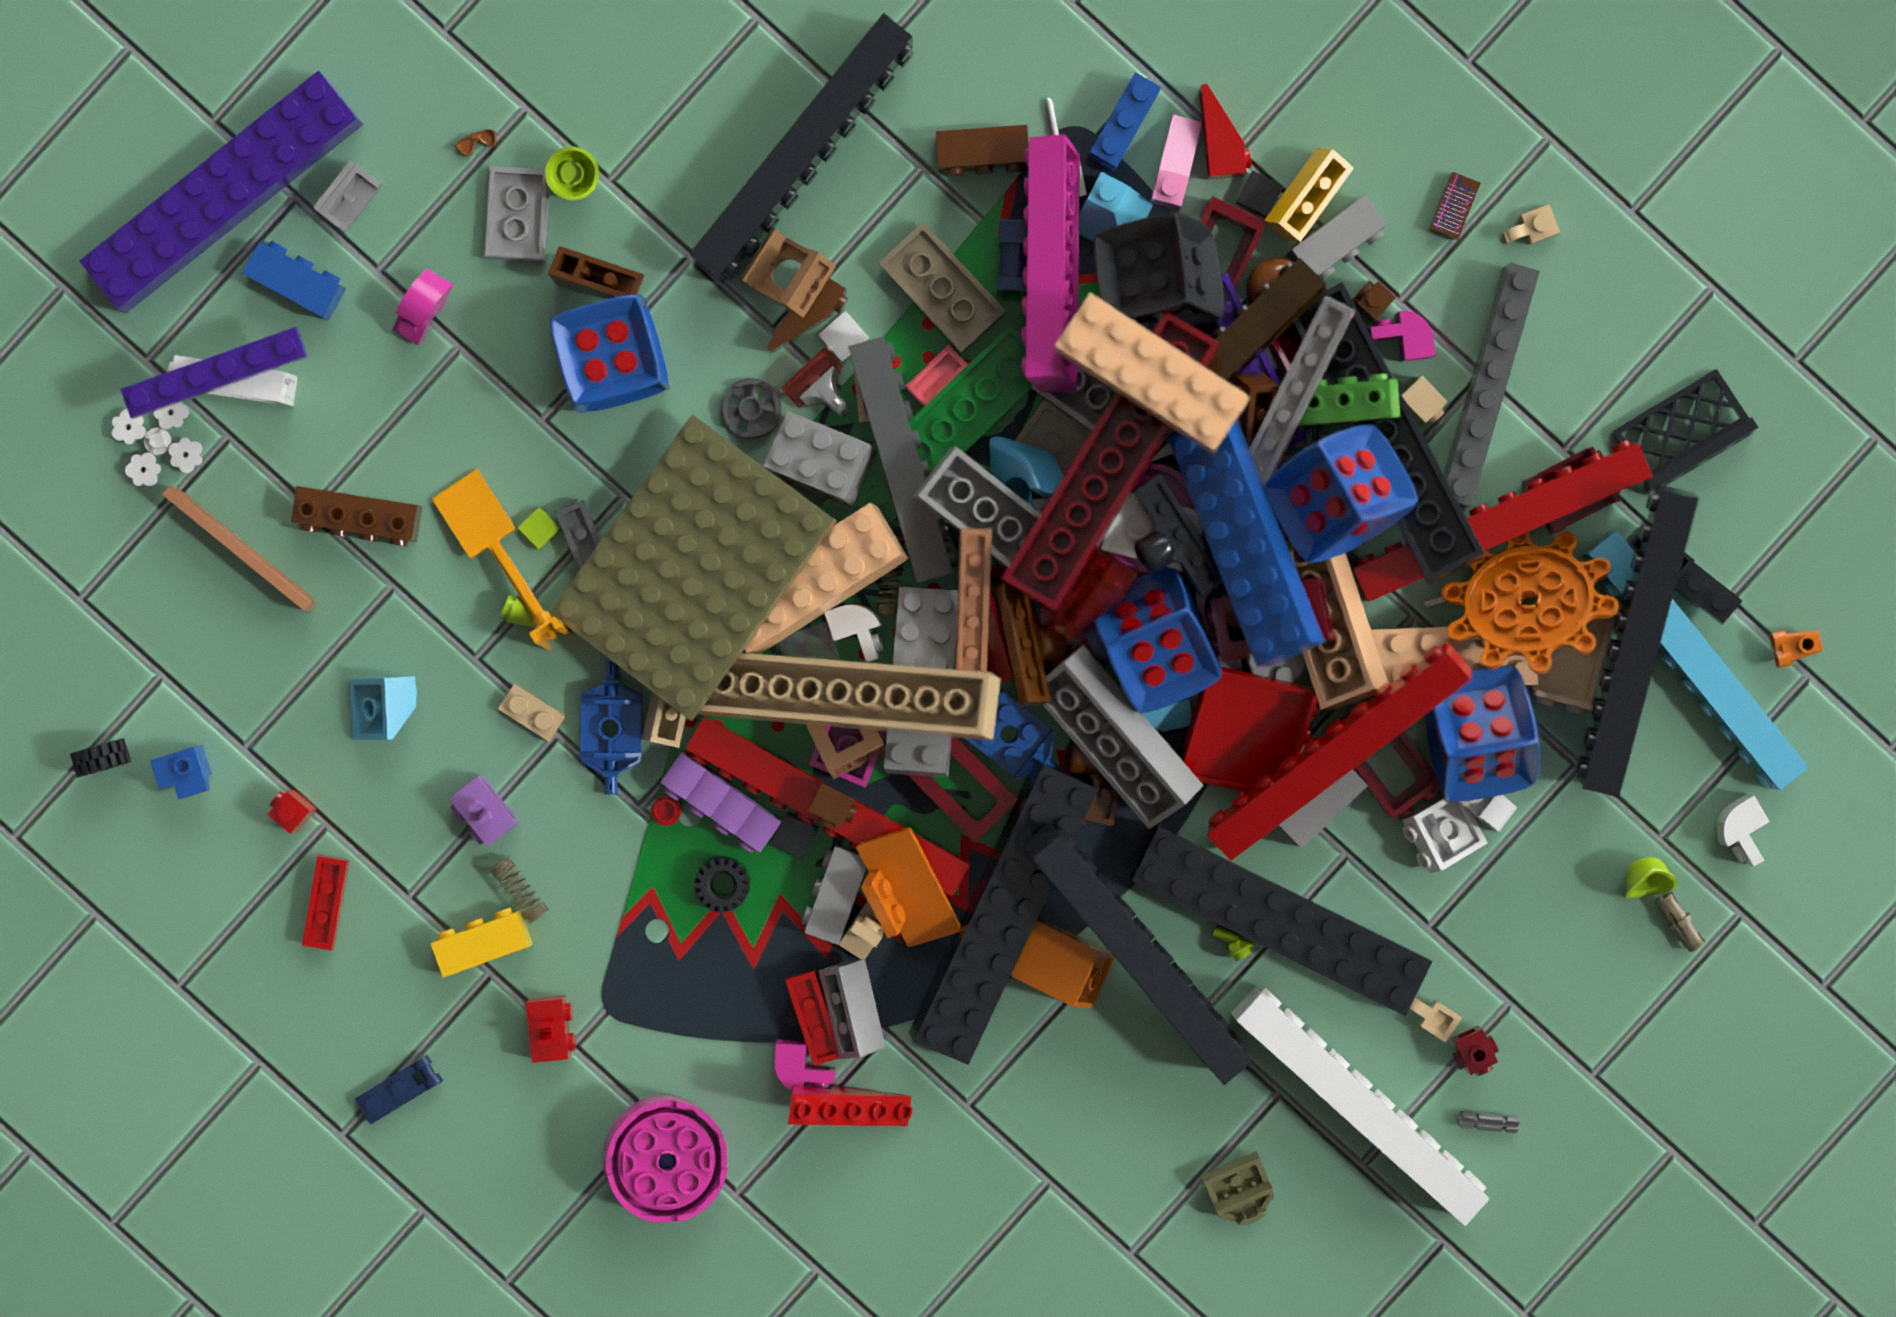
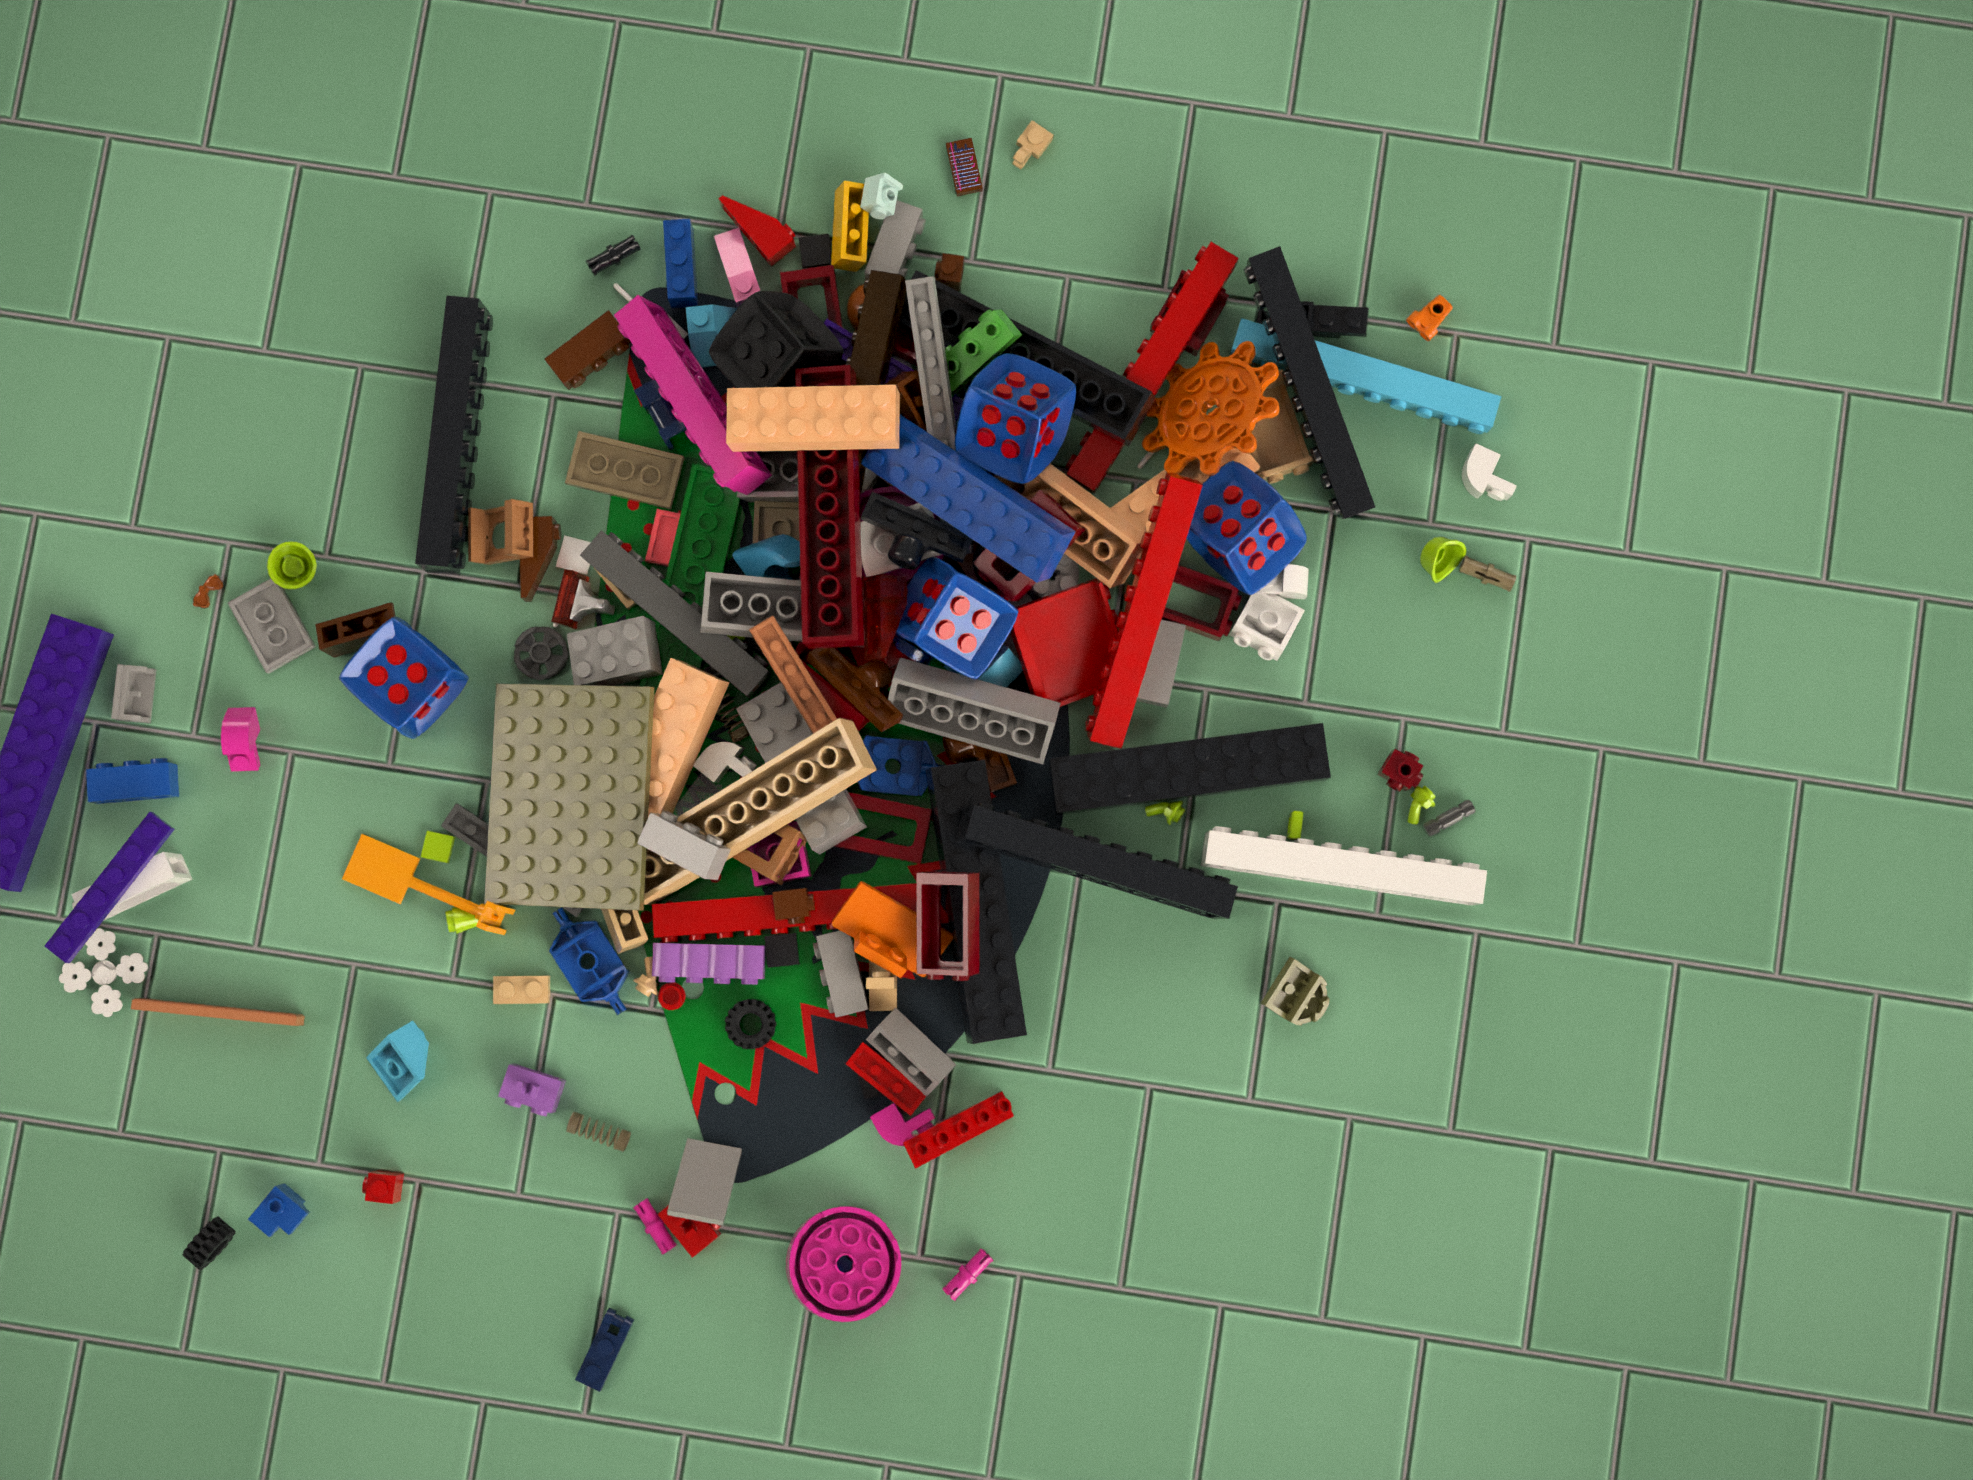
camera: 30 degrees left, 5 degrees down
(325, 902) = (455, 1241): red plate -> none
(356, 514) = (290, 927): reddish brown brick -> none
(481, 942) = (594, 1191): yellow brick -> none
(515, 1009) = (654, 1226): none -> dark pink pin
(587, 1002) = (704, 1182): none -> light grey tile
(651, 784) = (647, 983): none -> tan plate
(769, 689) = (684, 845): none -> brick
(771, 1240) = (968, 1274): none -> dark pink pin
(945, 908) = (929, 925): none -> dark red piece
(1063, 965) = (1049, 911): orange slope -> none
(1065, 70) = (613, 255): none -> black pin
(1342, 1035) = (1294, 825): none -> lime tile
(1356, 186) = (880, 195): none -> light aqua brick
(1413, 335) = (994, 276): dark pink brick -> none
(1424, 401) = (1037, 317): tan brick -> none
(1436, 1018) = (1357, 766): tan plate -> none
(1476, 1088) = (1423, 798): none -> lime plate
(1489, 381) = (1074, 270): dark grey brick -> none
(1704, 449) = (1265, 221): black fence -> none

